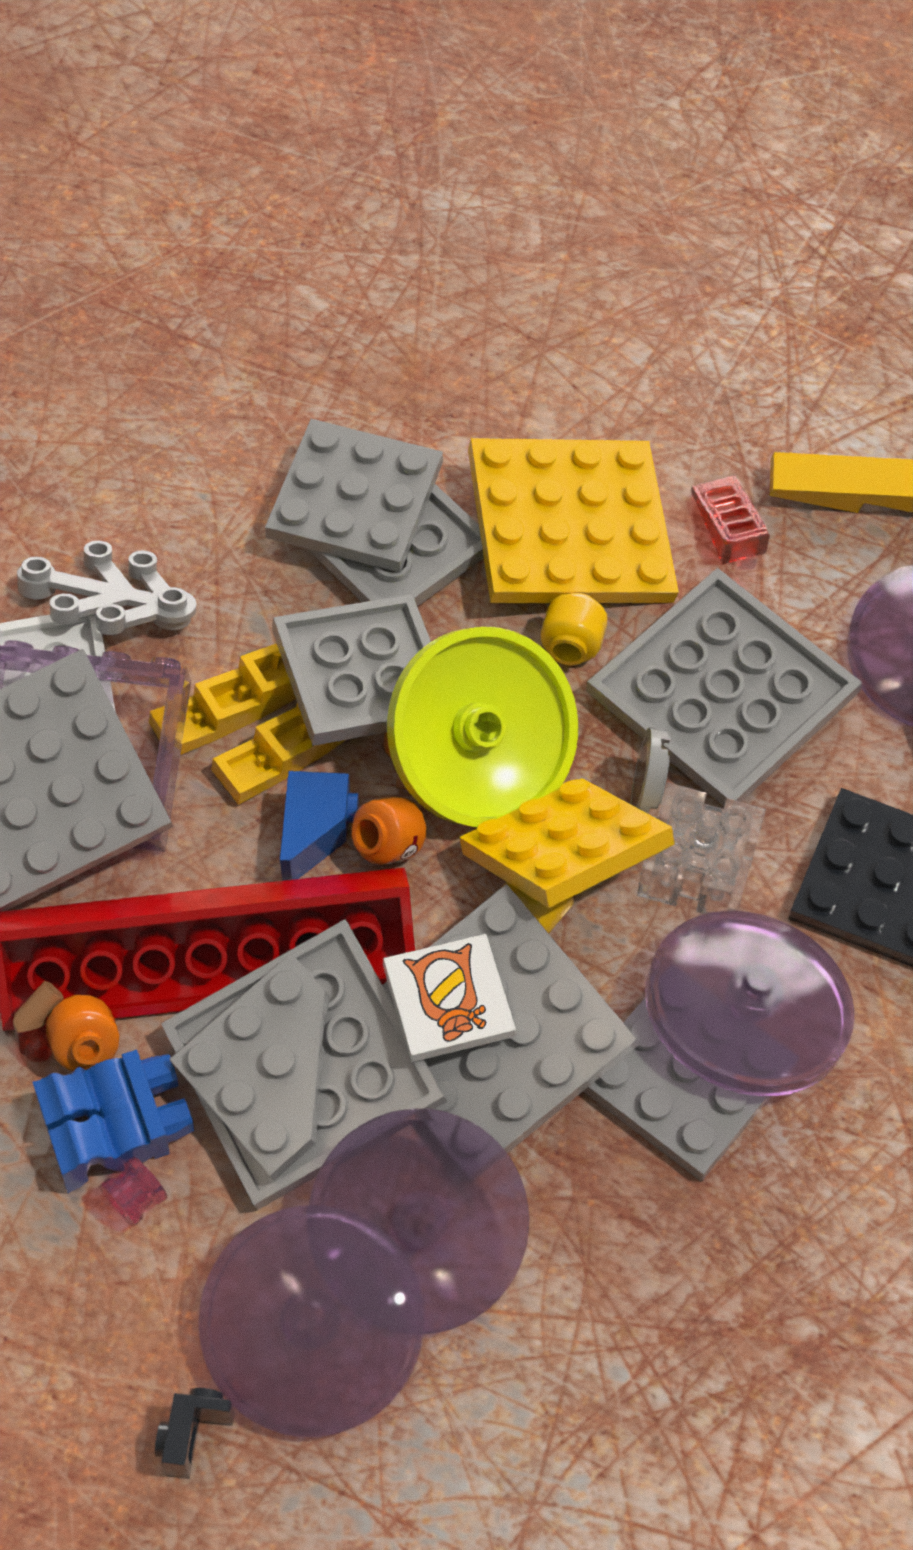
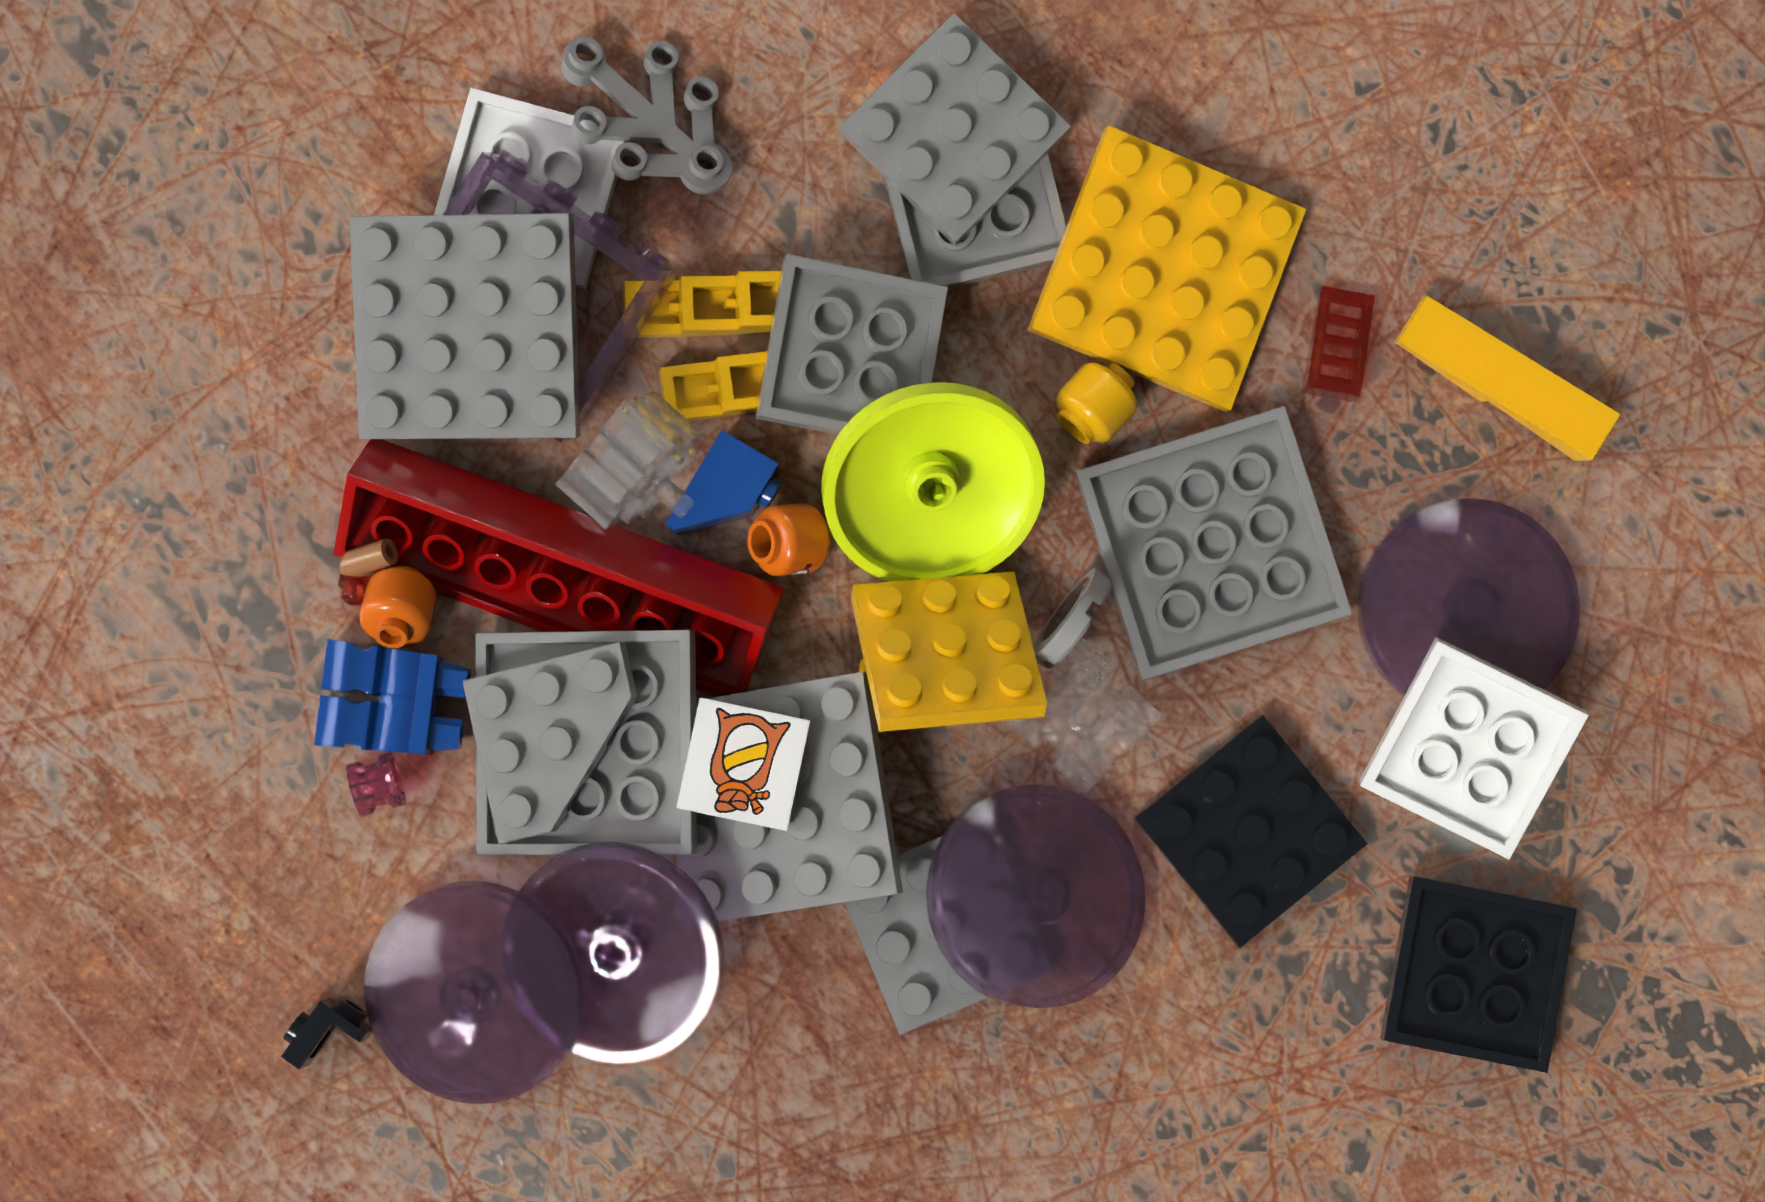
camera: 25 degrees right, 25 degrees up
(226, 819) = (632, 462): none -> clear brick

